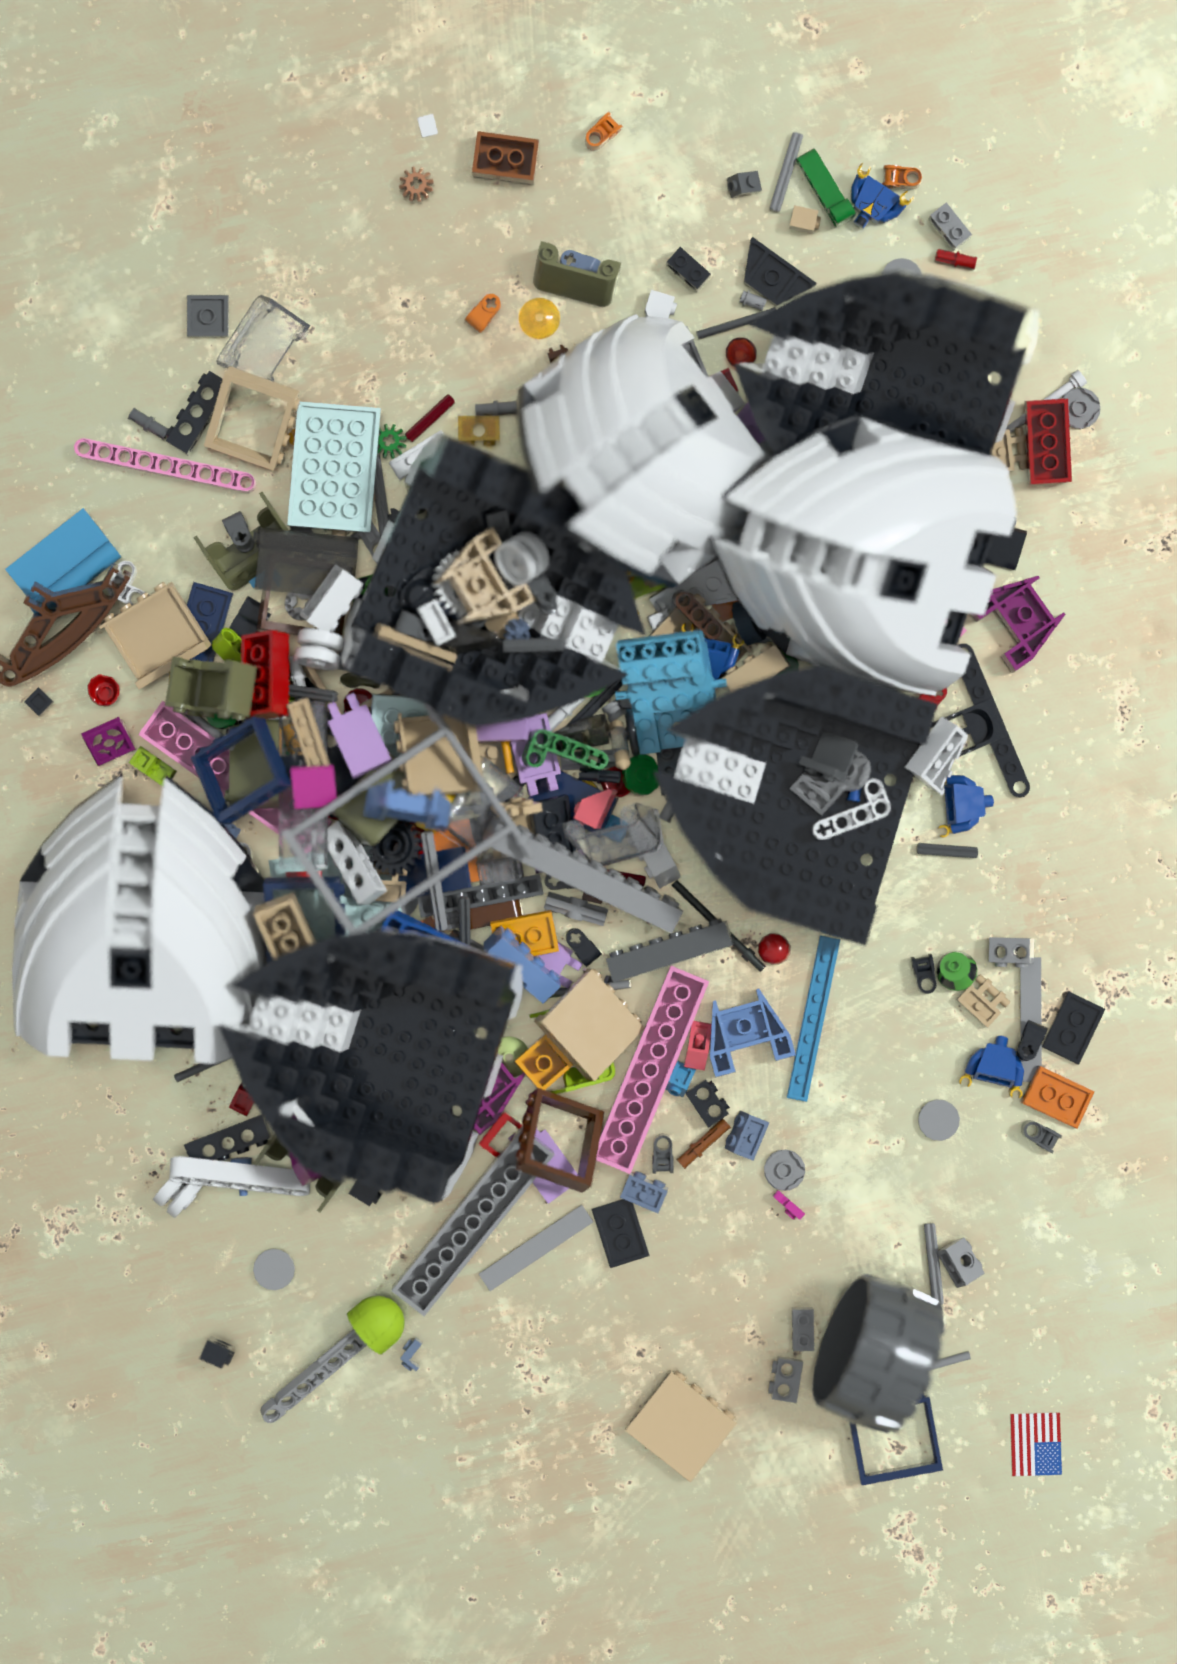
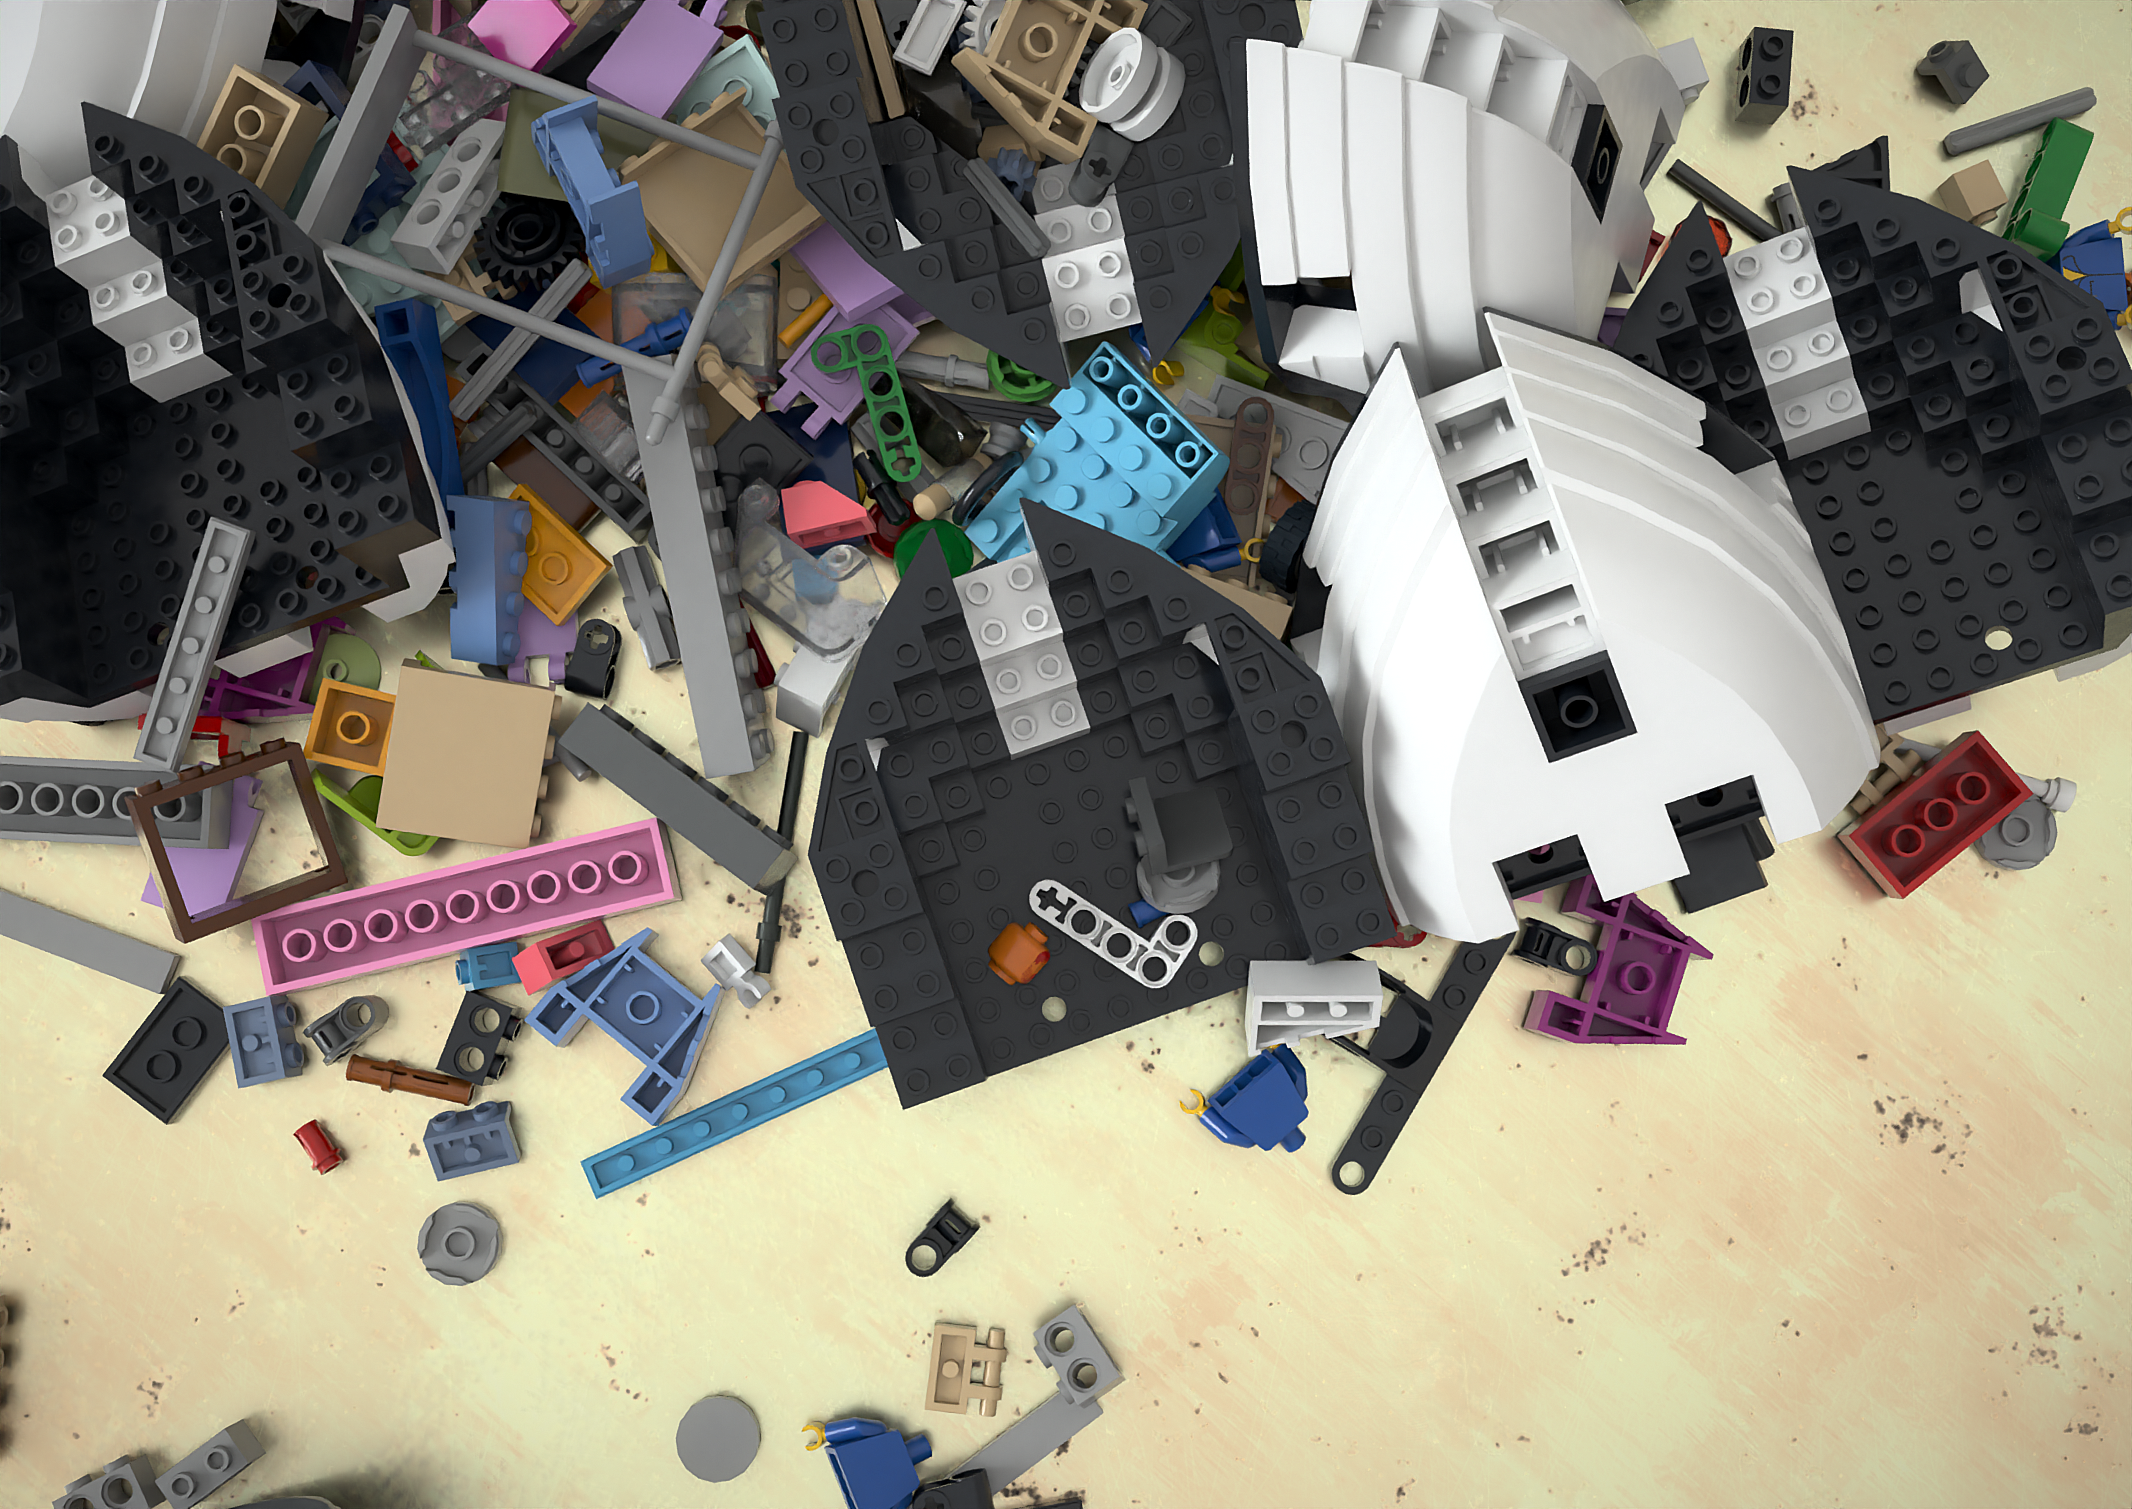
camera: 55 degrees right, 5 degrees down
(476, 1096) = (194, 644): none -> light grey tile
(479, 825) = (655, 334): none -> blue pin
(703, 1200) = (318, 1147): none -> red pin
(752, 979) = (733, 968): none -> white plate
(774, 949) = (807, 967): red hair -> none
(791, 1209) = (401, 1302): dark pink plate -> none
(817, 791) = (1106, 845): light grey wing -> none
(835, 857) = (1018, 953): none -> orange head
(947, 850) = (1165, 1131): dark grey axle -> none
(957, 971) = (981, 1290): bright green cone -> none
(988, 637) = (1552, 949): none -> black piece

